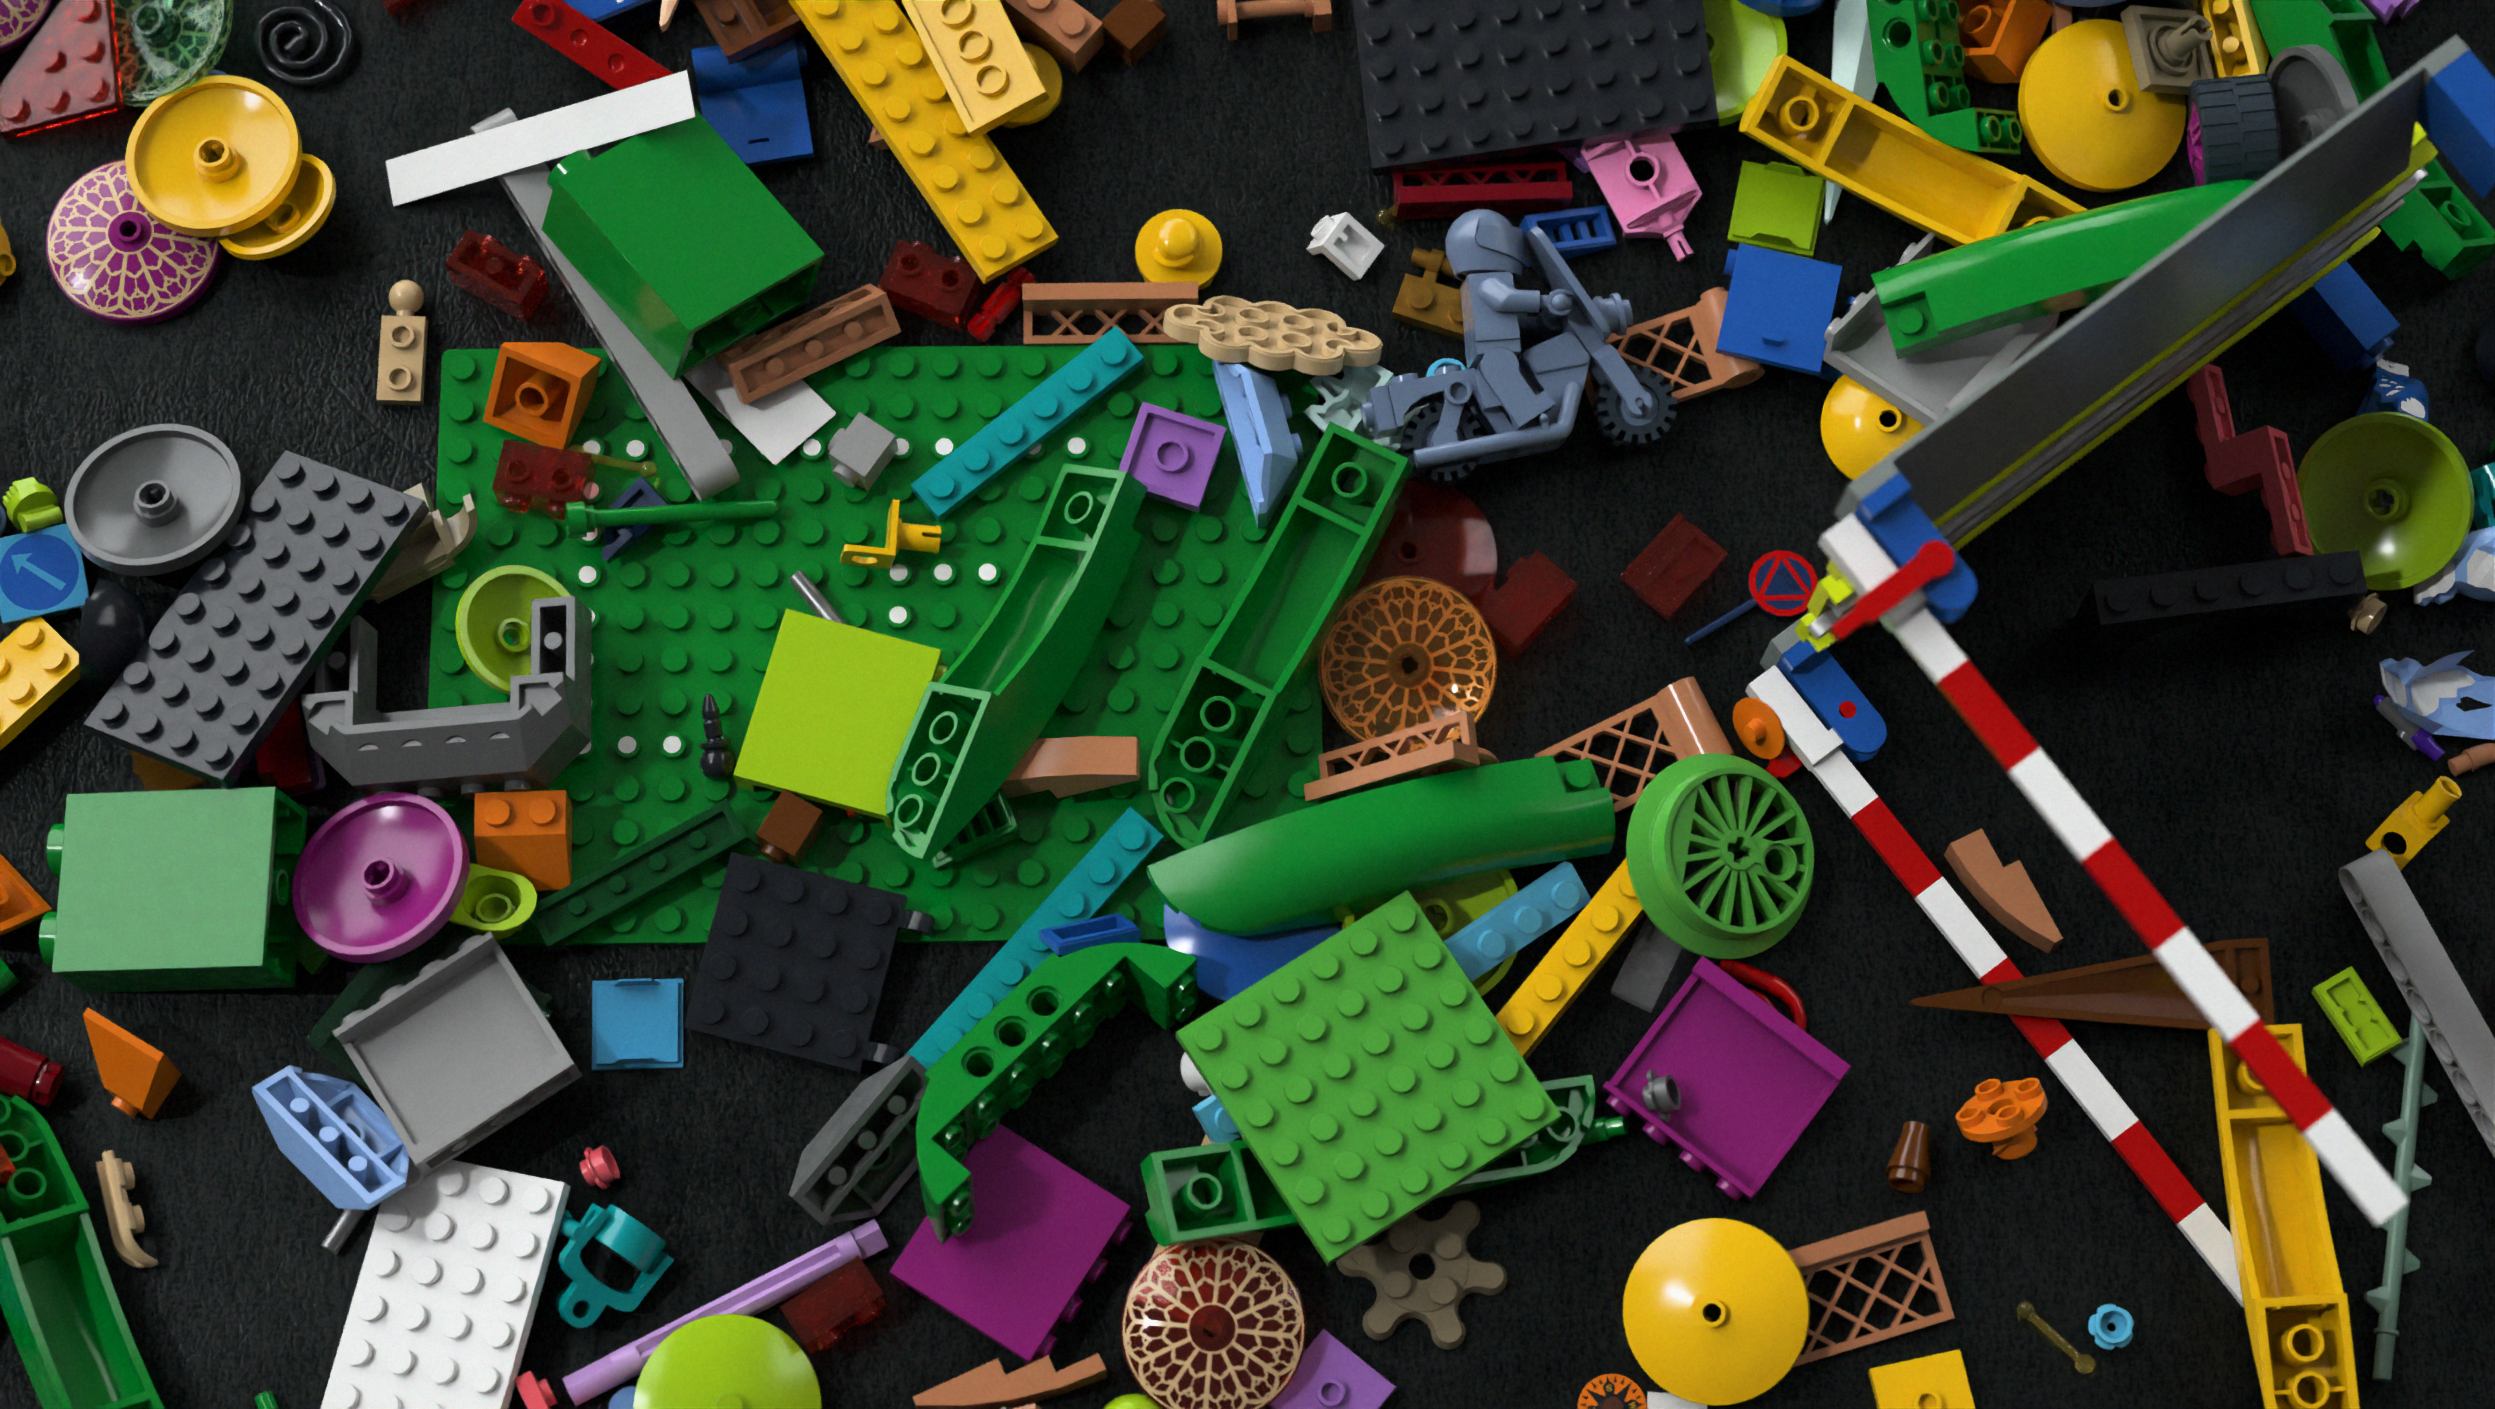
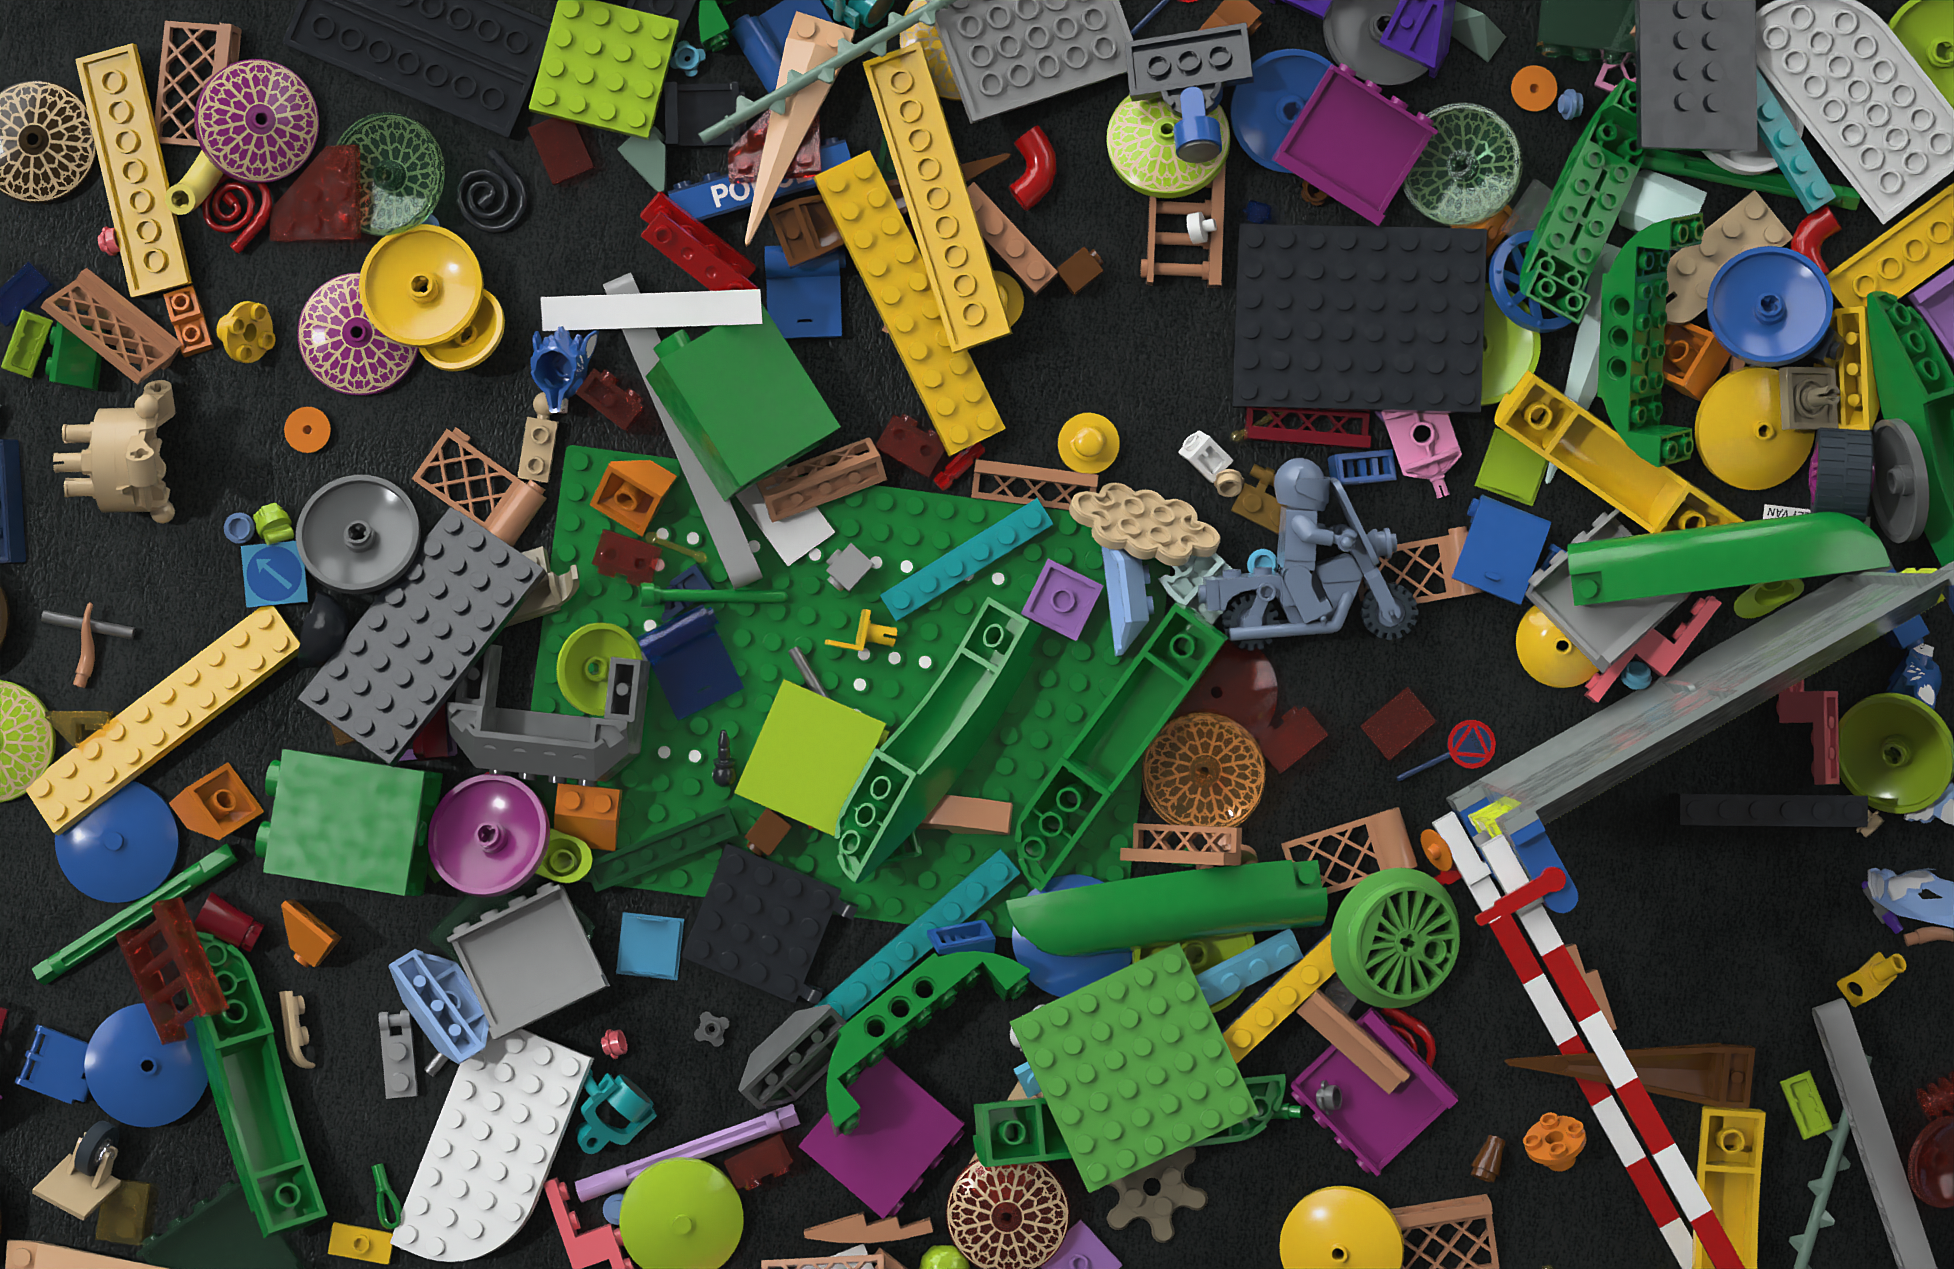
camera: 10 degrees right, 15 degrees up
(71, 375) = (307, 429): none -> orange piece
(281, 1230) = (398, 1055): none -> light grey plate
(375, 439) = (513, 510): none -> nougat piece
(422, 237) = (561, 365): none -> blue piece
(648, 604) = (688, 658): none -> clear blue door
(747, 1138) = (719, 1024): none -> dark grey plate
(1386, 284) = (1229, 482): none -> tan plate
(1684, 1006) = (1353, 1041): none -> nougat fence

